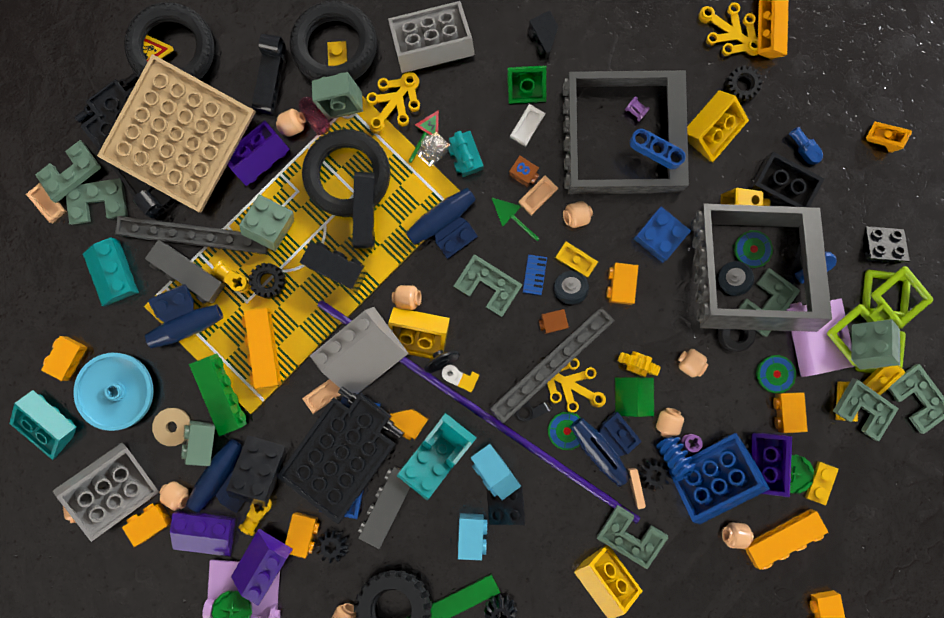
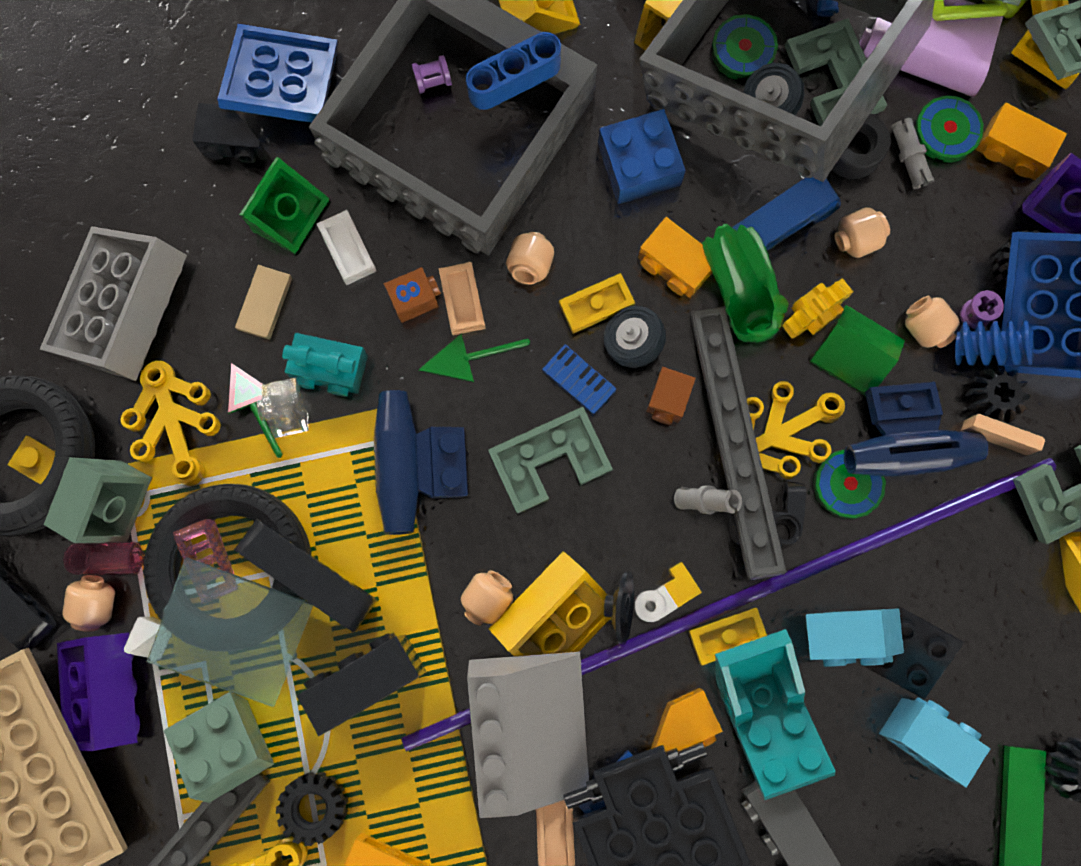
camera: 60 degrees left, 5 degrees down
(293, 159) = (142, 636): none -> white slope
(318, 194) = (229, 632): none -> clear light blue piece
(347, 166) = (214, 541): none -> clear pink slope
(460, 415) = (726, 634): none -> yellow plate
(476, 105) = (263, 302): none -> tan tile
(515, 368) = (708, 499): none -> light grey pin
(589, 37) = (278, 73): none -> plate
(629, 323) = (746, 282): none -> green hair
(669, 318) = (792, 210): none -> blue beam
(750, 363) = (912, 153): none -> light grey pin

